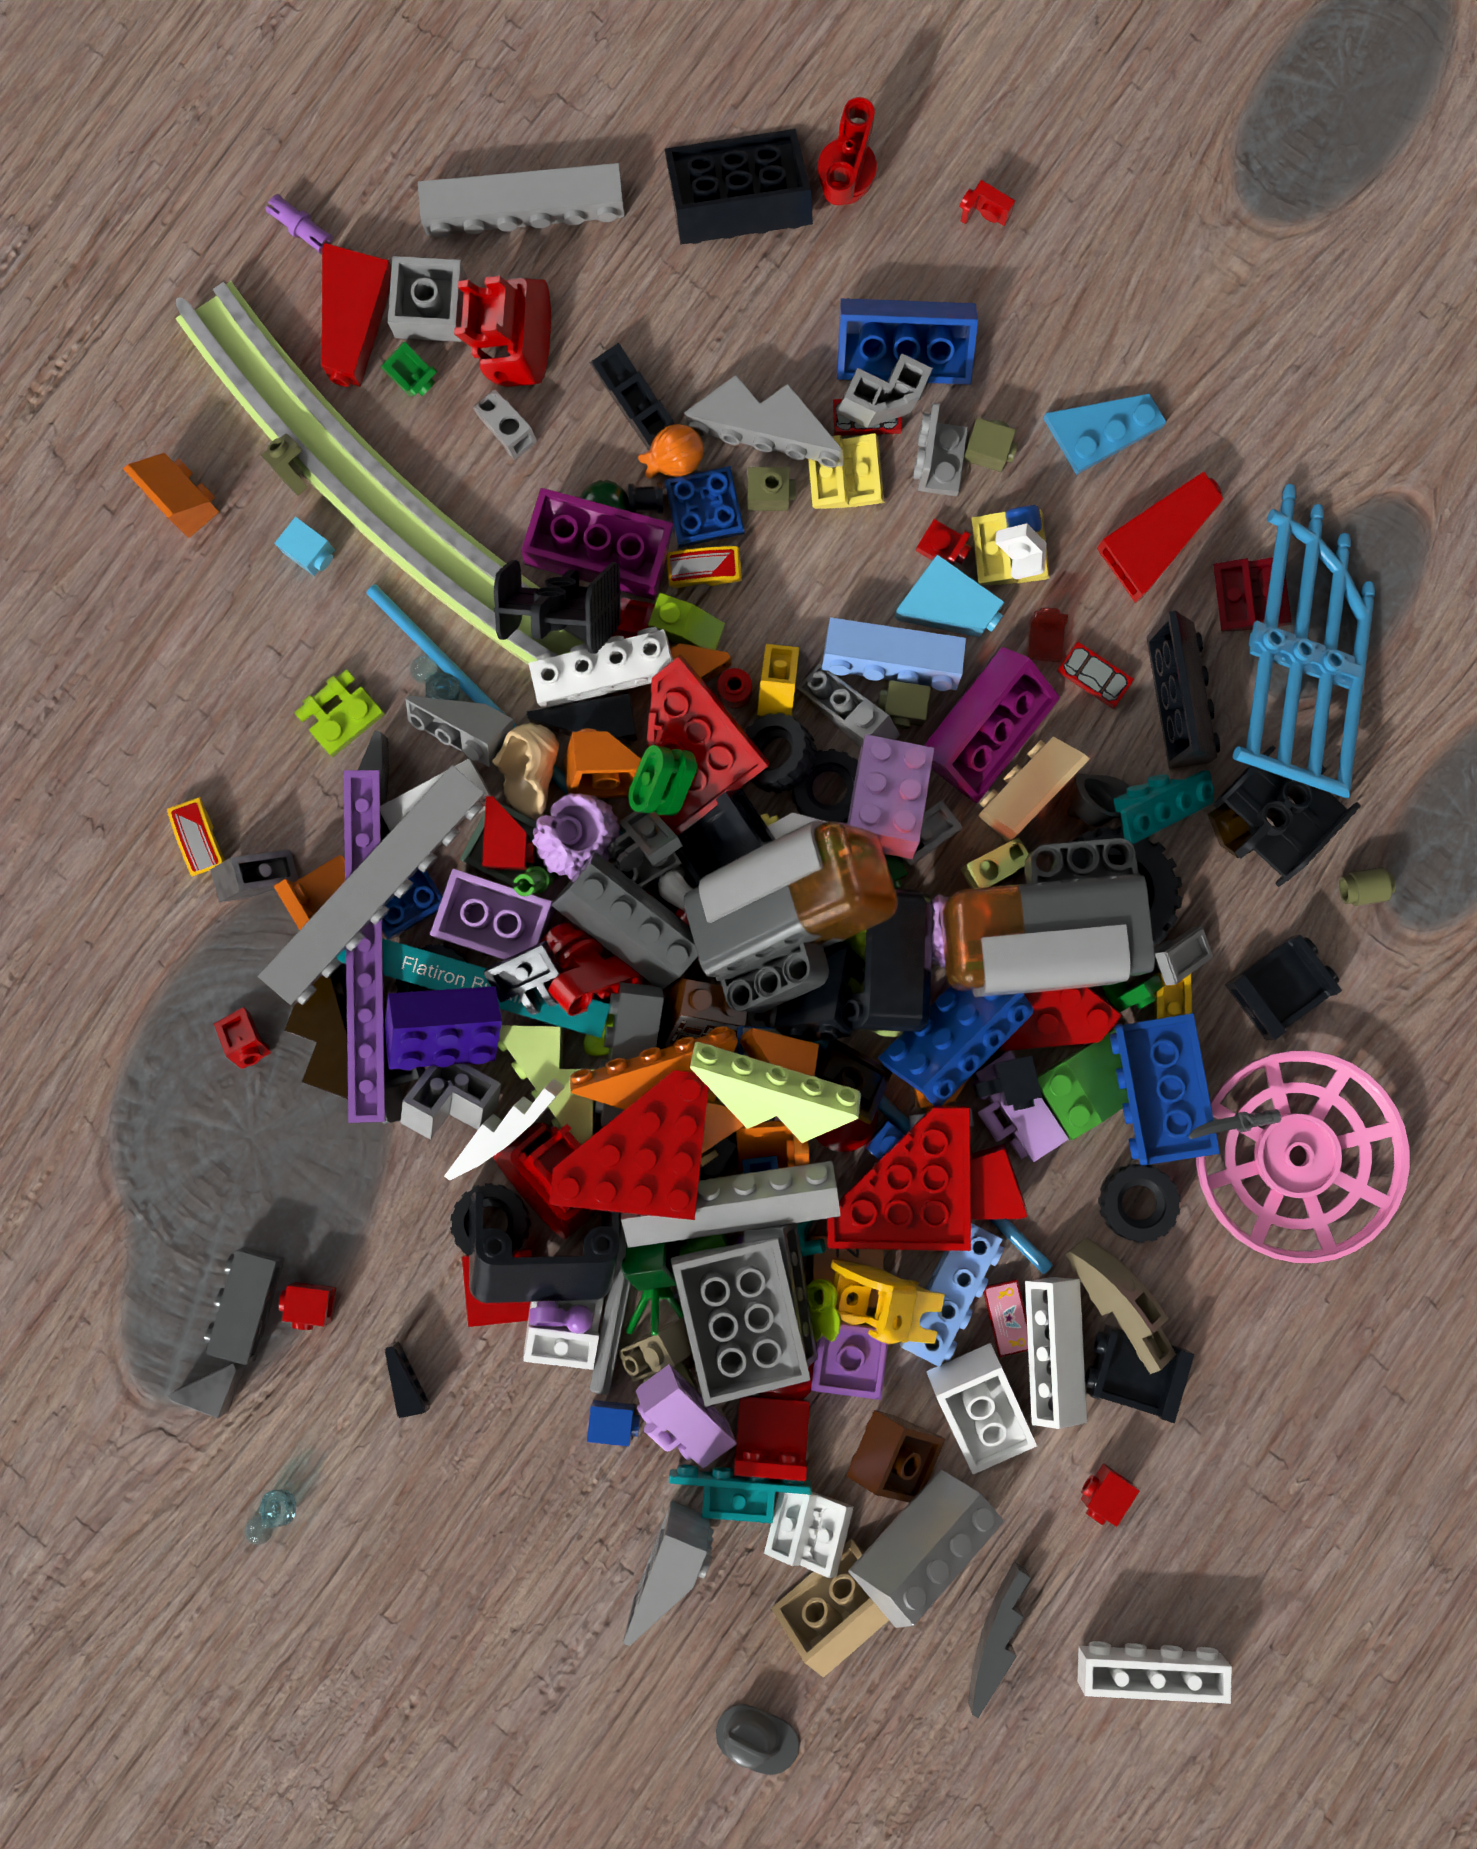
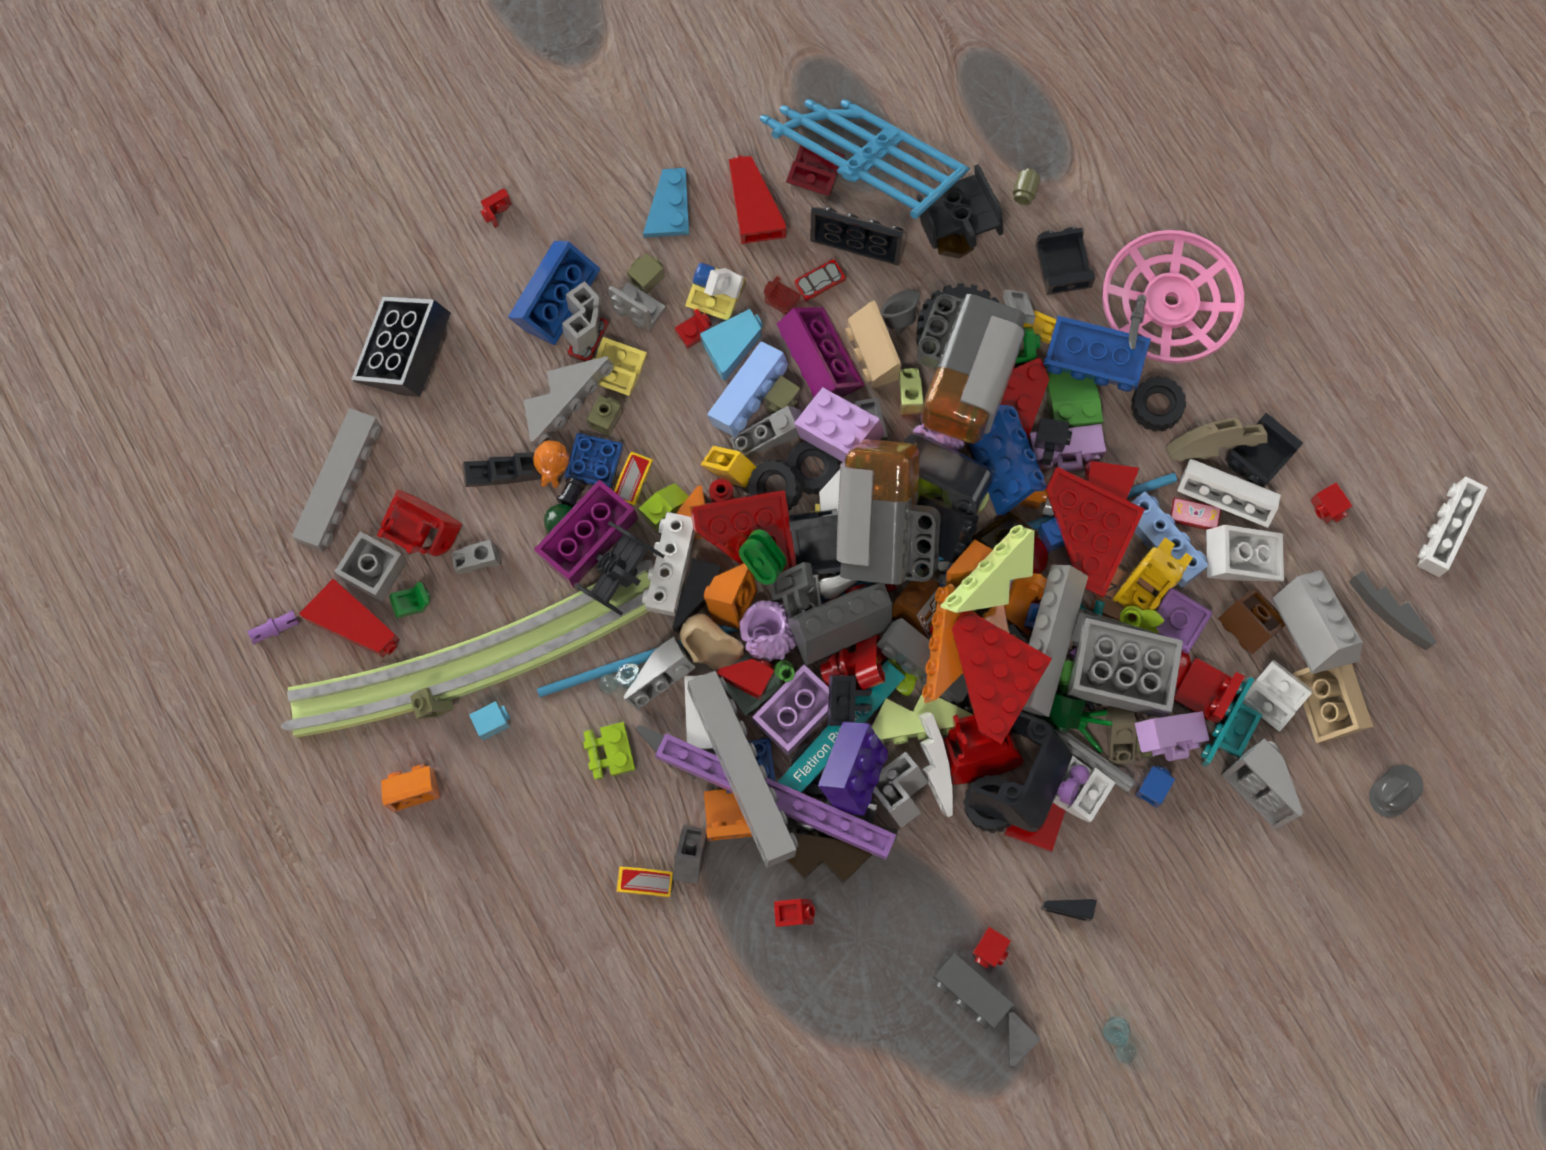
camera: 65 degrees left, 10 degrees down
(634, 617) = (647, 533): red bracket -> none
(848, 163) = (426, 272): red beam -> none
(1161, 803) = (919, 275): teal bracket -> none

